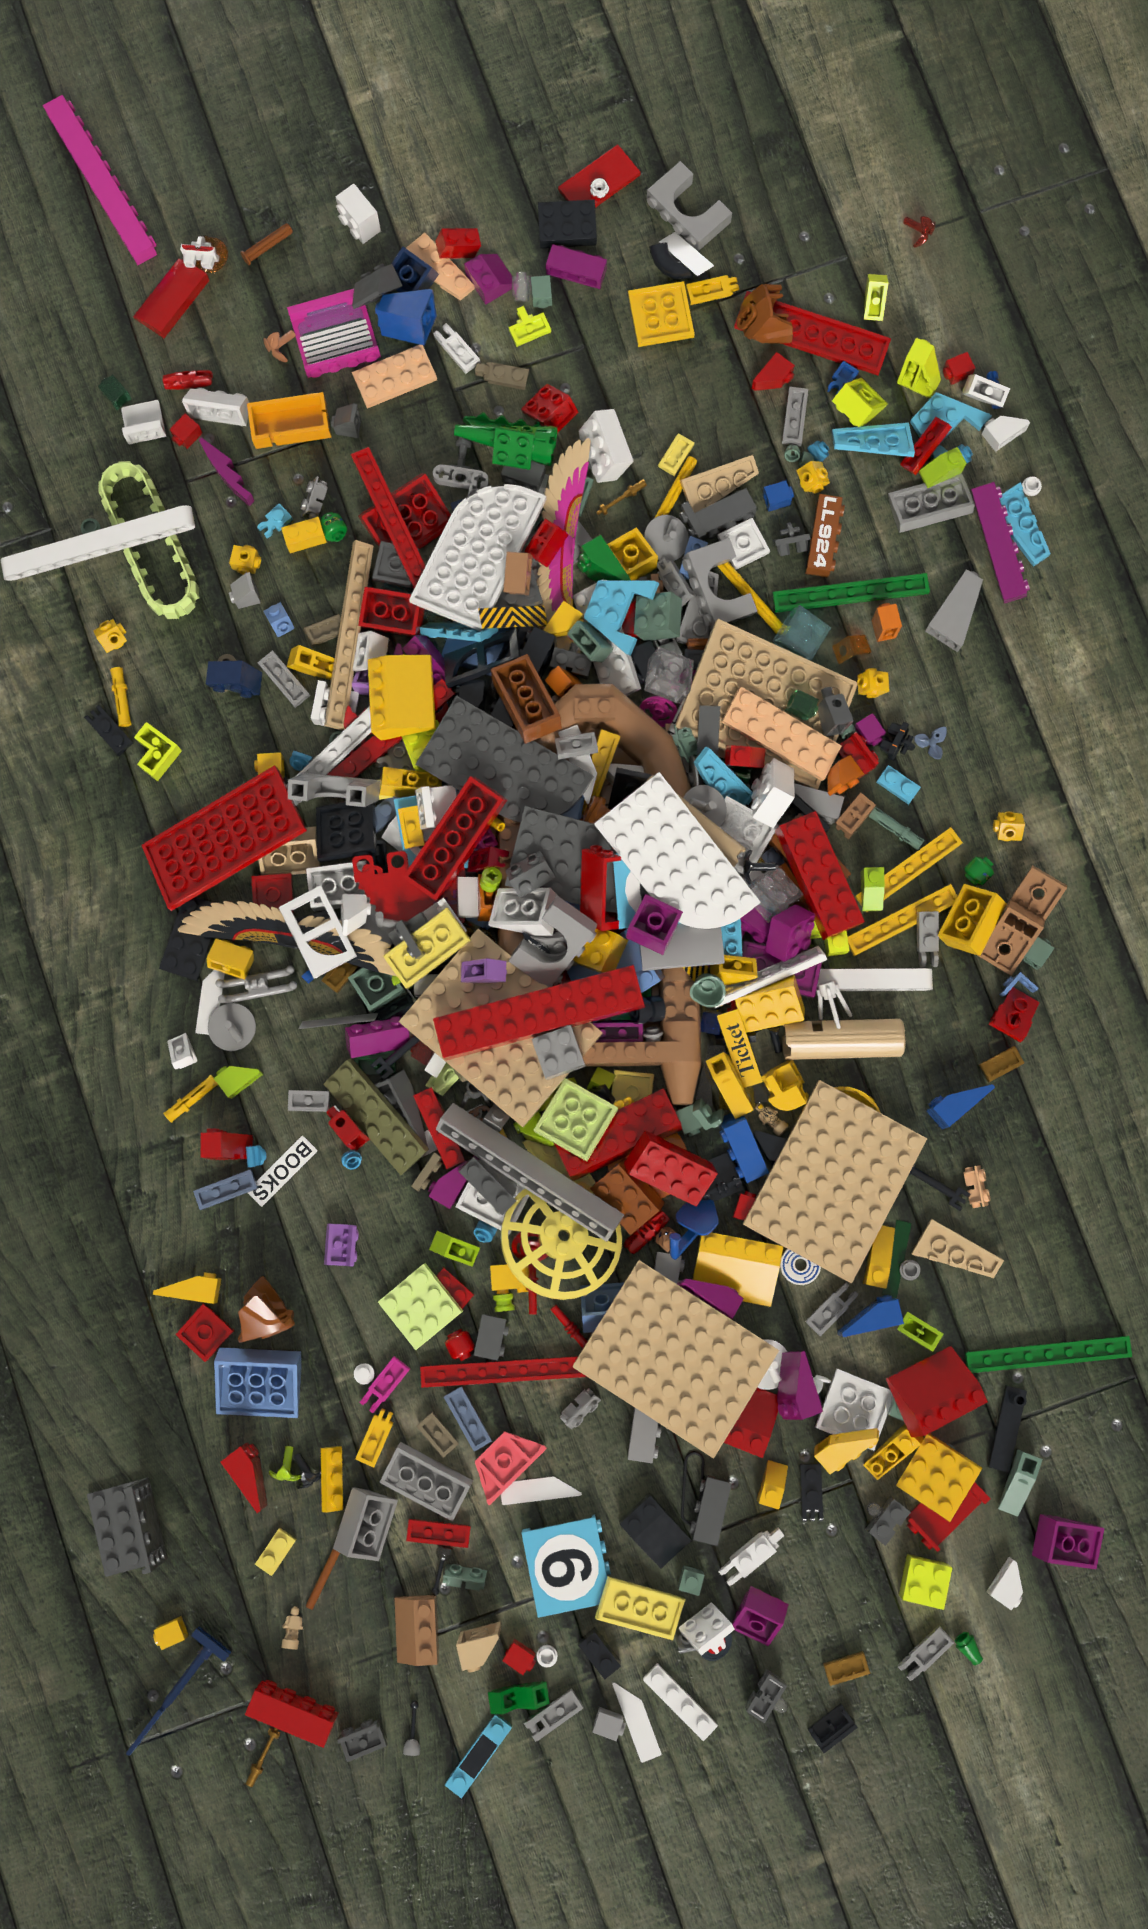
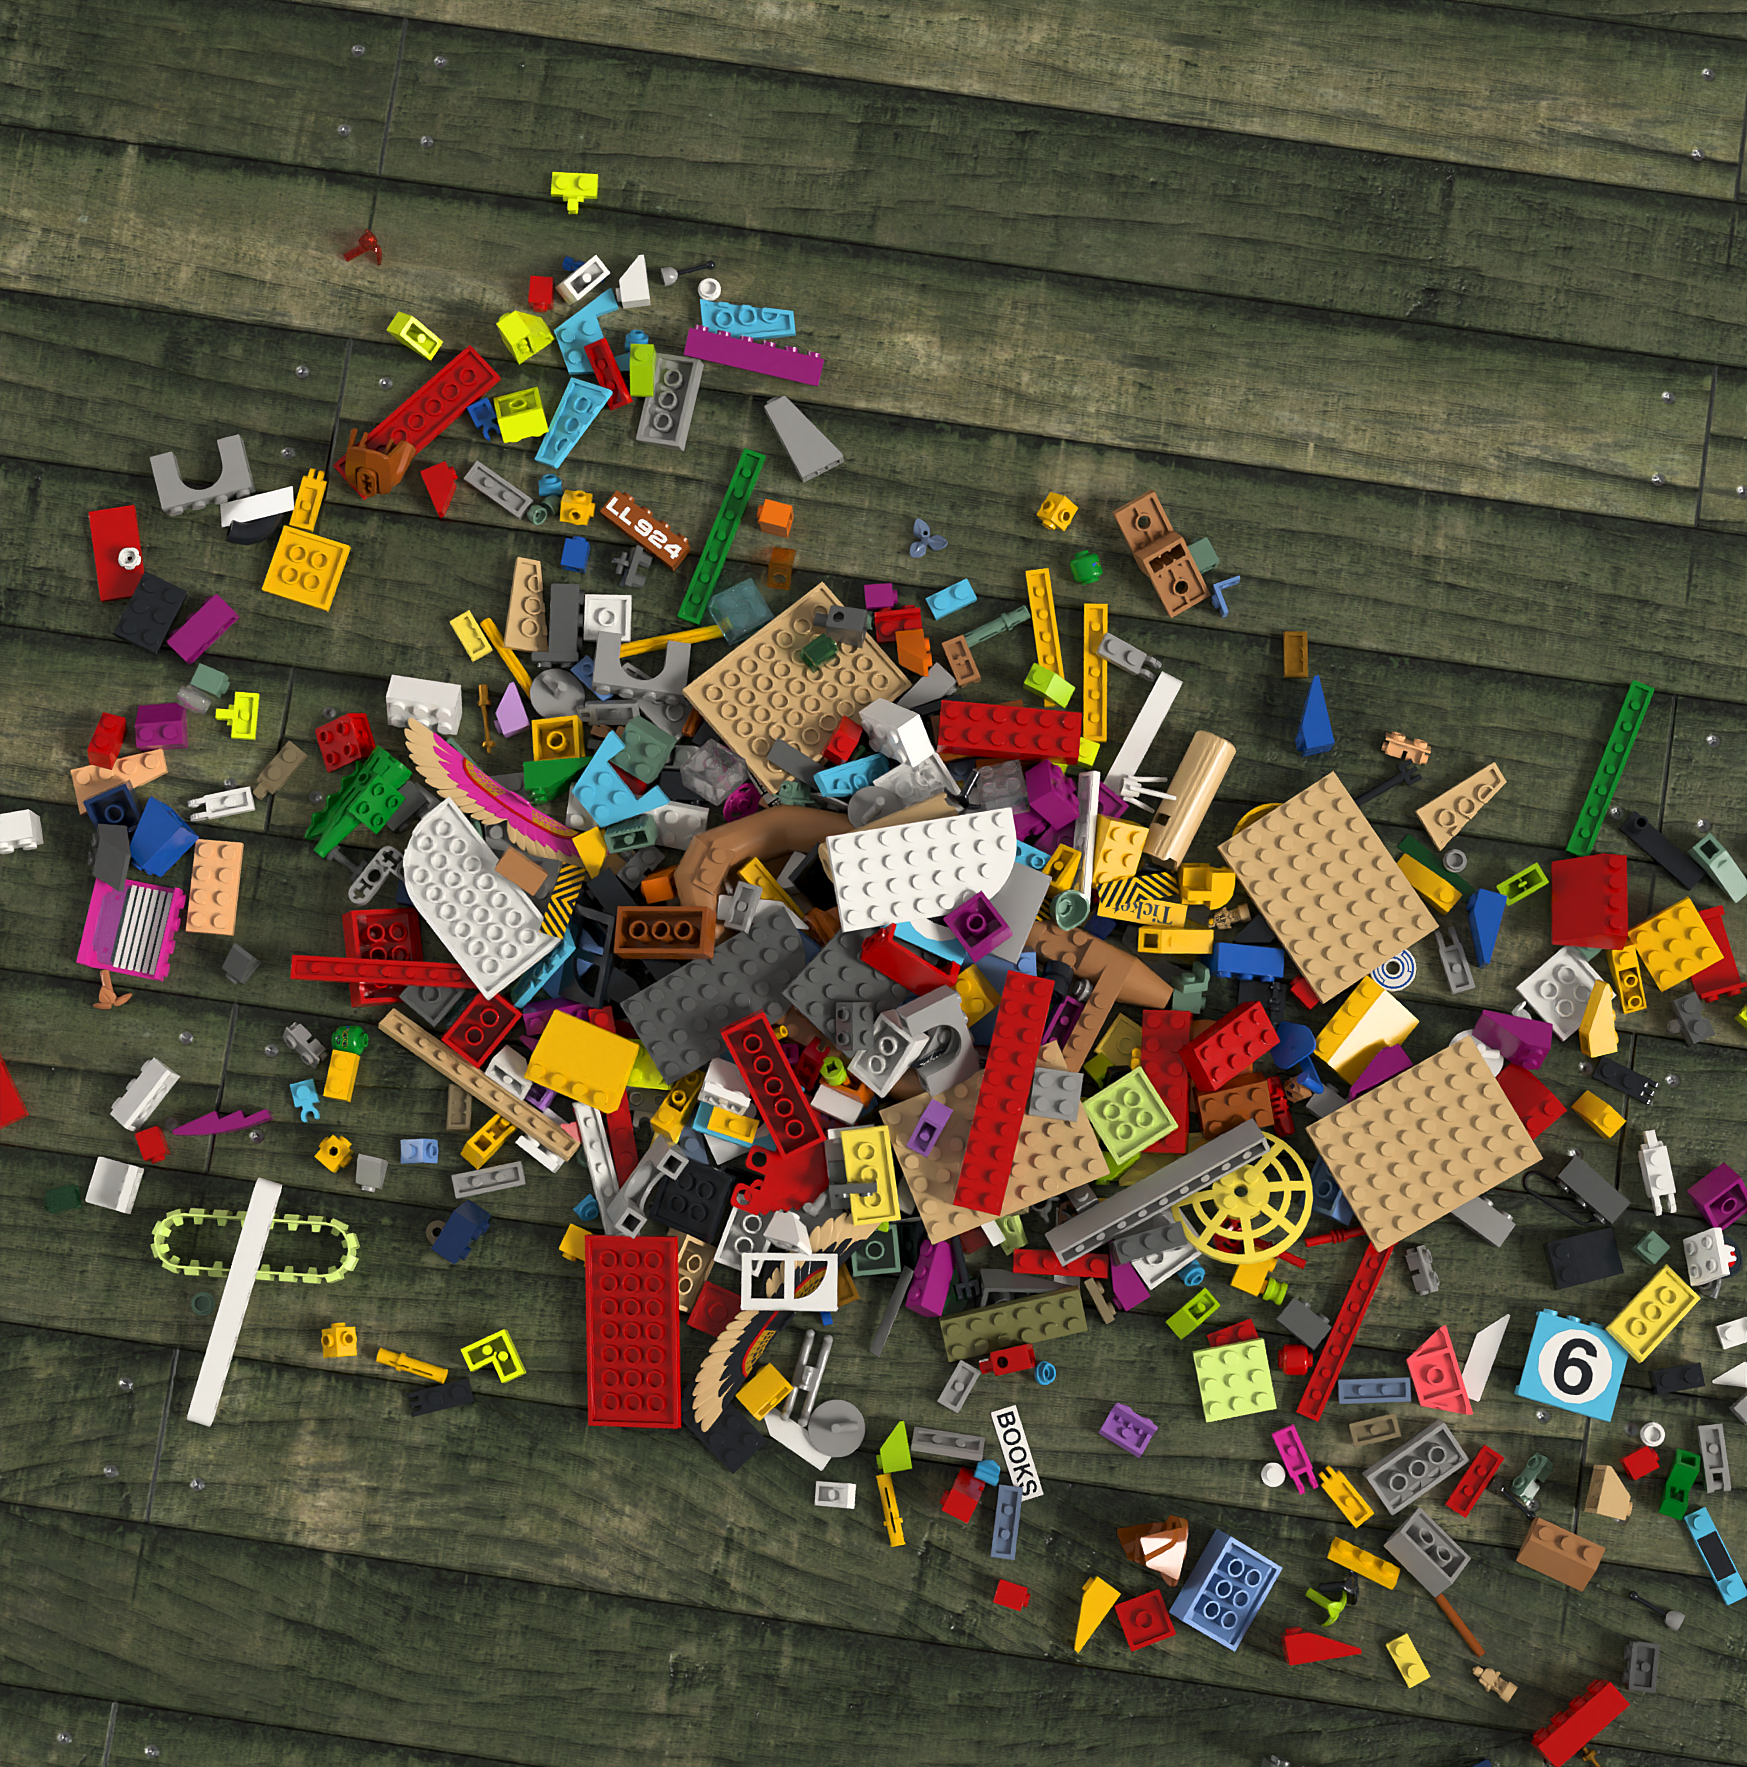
camera: 60 degrees left, 0 degrees up
(172, 1221) = (1011, 1595): none -> red brick
(188, 379) = (94, 1111): red hinge -> none
(261, 1115) = (948, 1443): none -> light grey plate
(289, 420) = (205, 1025): light orange piece -> none
(546, 542) = (498, 823): red hinge -> none
(635, 512) = (511, 714): none -> lavender slope
(753, 1036) = (1137, 889): none -> sticker
(781, 733) = (836, 690): light nougat plate -> none
(873, 683) = (831, 567): yellow brick -> none
(899, 732) = (910, 584): black hips -> none
(972, 919) = (1134, 603): yellow brick -> none
(1015, 1015) = (1253, 613): red piece -> none
(1025, 452) = (669, 274): none -> hinge
(1050, 351) = (574, 188): none -> neon yellow hinge

